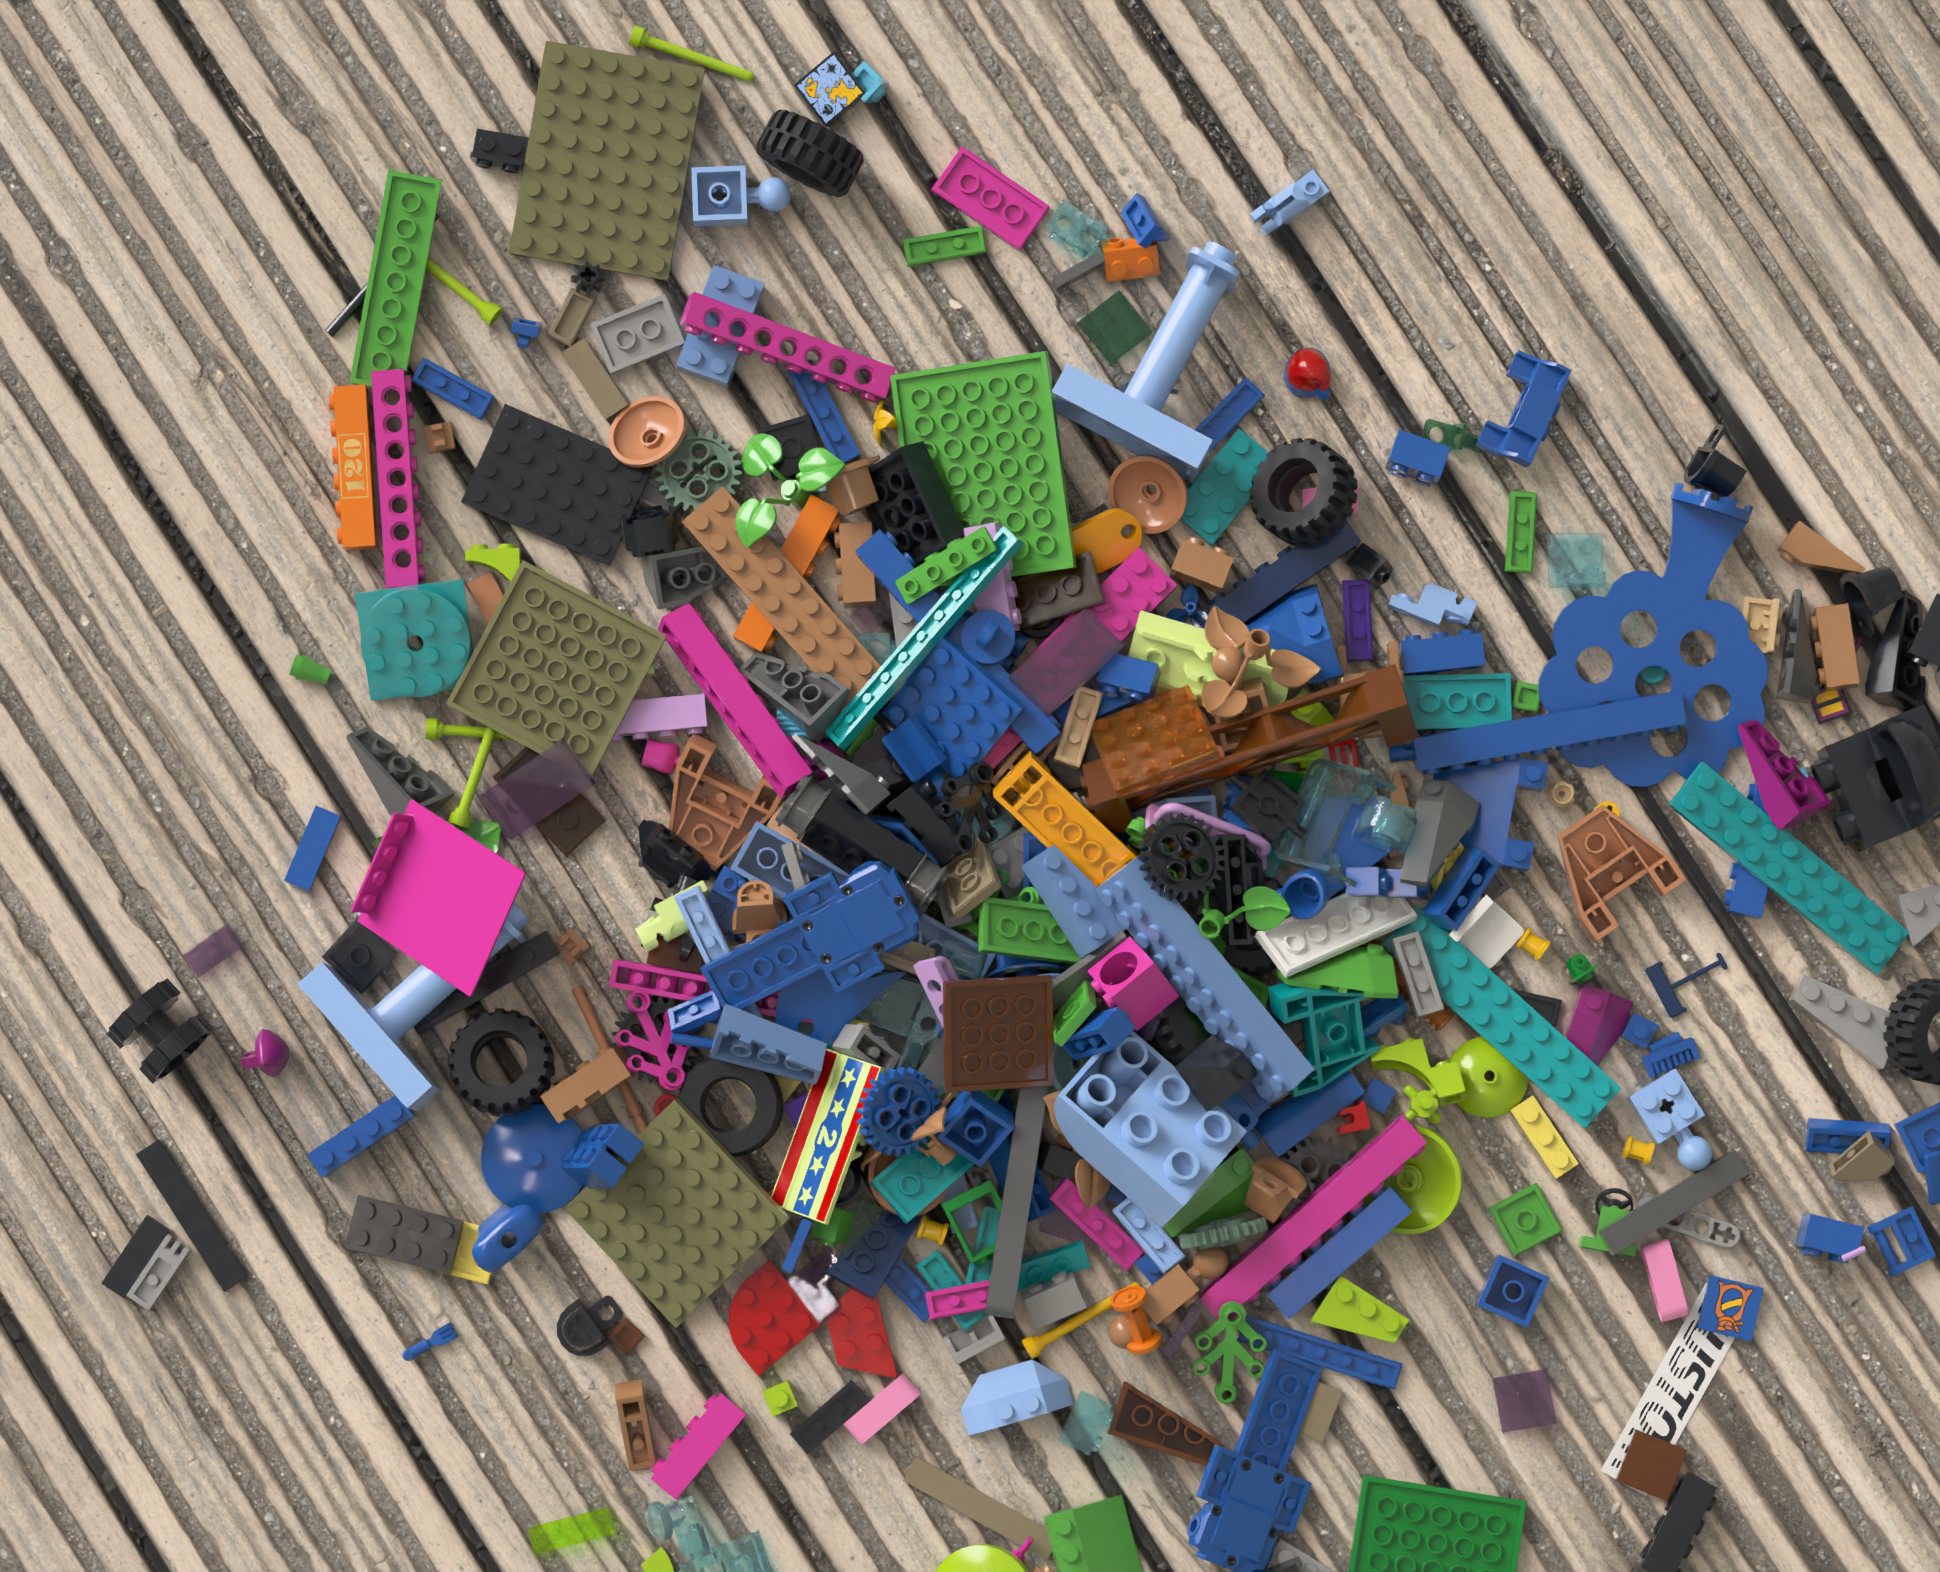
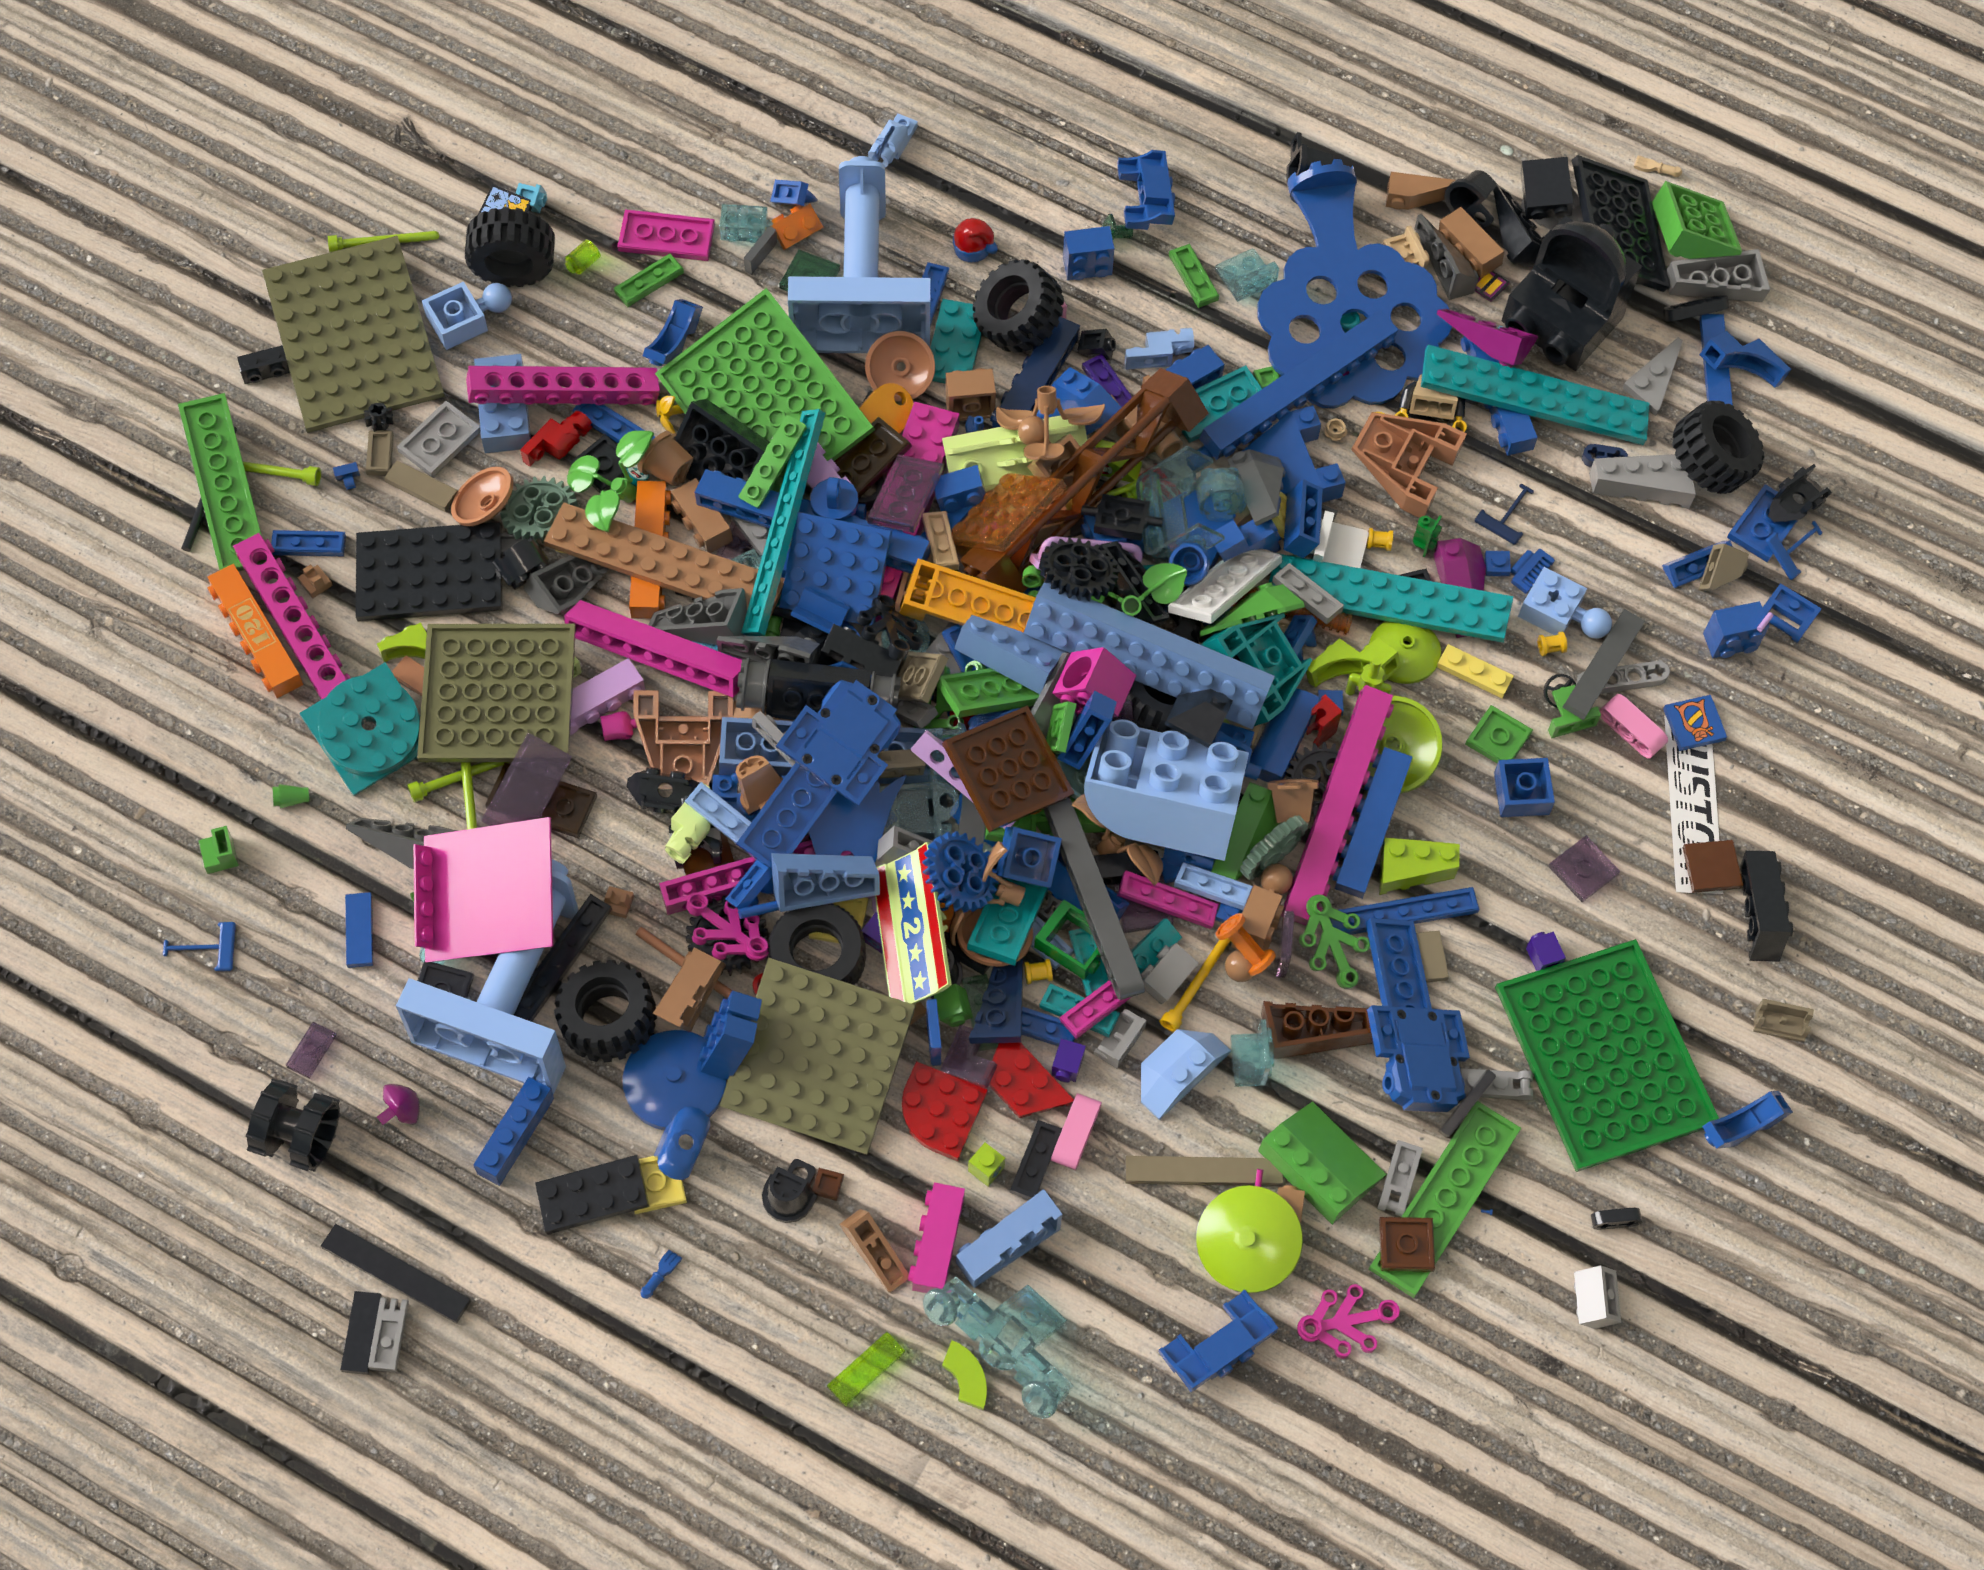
camera: 30 degrees left, 20 degrees down
(180, 799) = (225, 946): none -> blue piece
(215, 696) = (218, 851): none -> bright green piece
(757, 397) = (556, 438): none -> red plate
(761, 1482) = (1009, 1239): none -> medium blue wedge
(886, 186) = (582, 257): none -> clear neon green brick
(911, 1336) = (1068, 1061): none -> dark purple brick
(933, 335) = (671, 340): none -> blue arch
(1431, 1467) = (1545, 950): none -> dark purple brick
(1671, 821) = (1432, 403): none -> tan torso
(1828, 964) = (1601, 451): none -> dark blue beam

